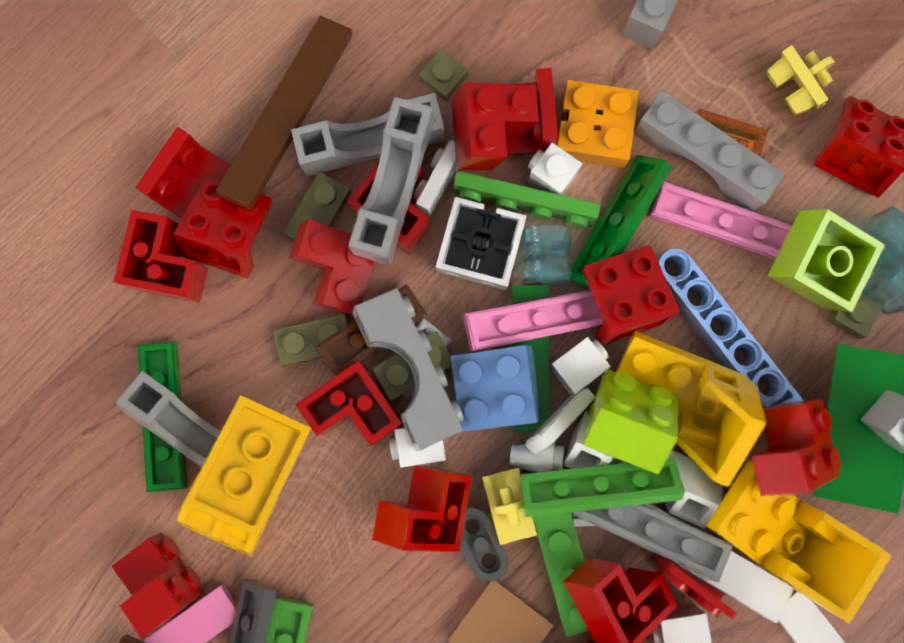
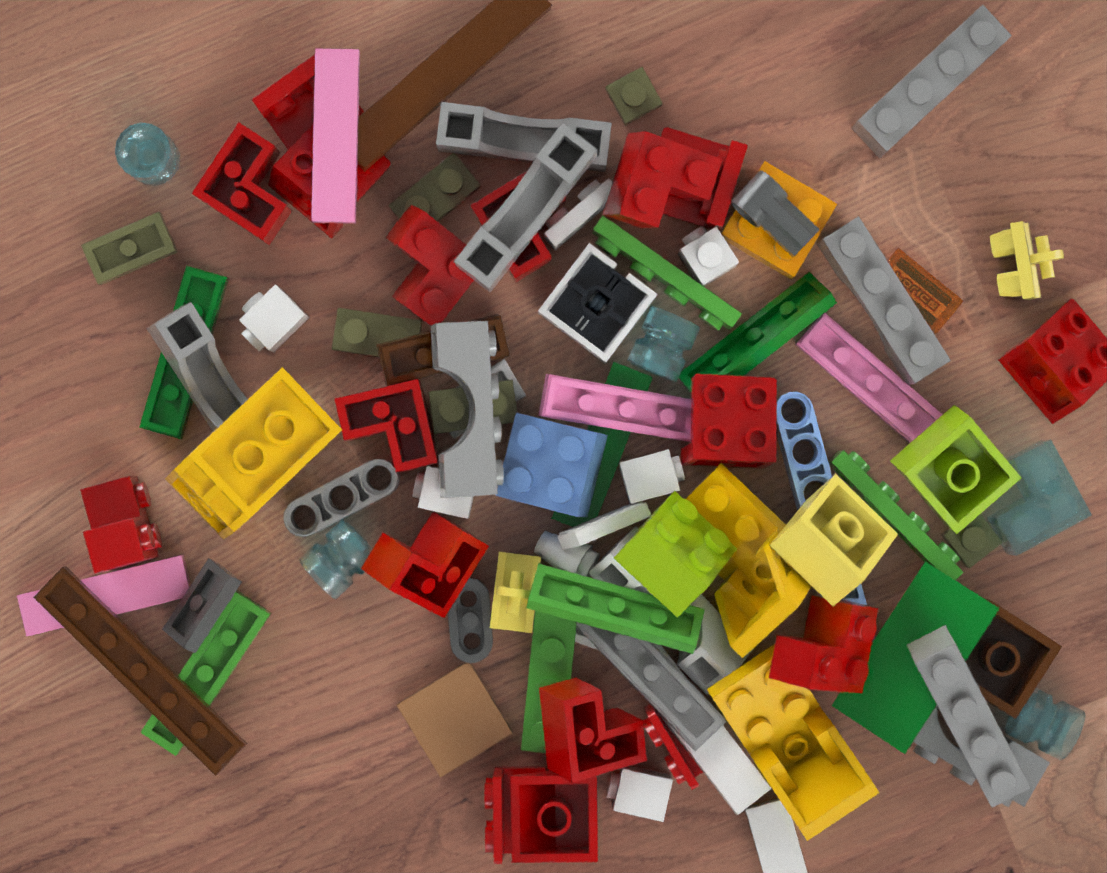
camera: 20 degrees right, 5 degrees up
(70, 267) = (147, 154): none -> clear light blue wheel
(85, 349) = (129, 248): none -> olive plate
(214, 189) = (335, 135): none -> bright pink tile
(222, 360) = (271, 319): none -> white brick
(319, 493) = (322, 504): none -> light grey beam
(350, 540) = (337, 560): none -> clear light blue wheel
(586, 109) = (767, 206): none -> dark grey piece
(763, 356) = (834, 540): none -> light yellow brick
(776, 312) = (883, 501): none -> bright green plate

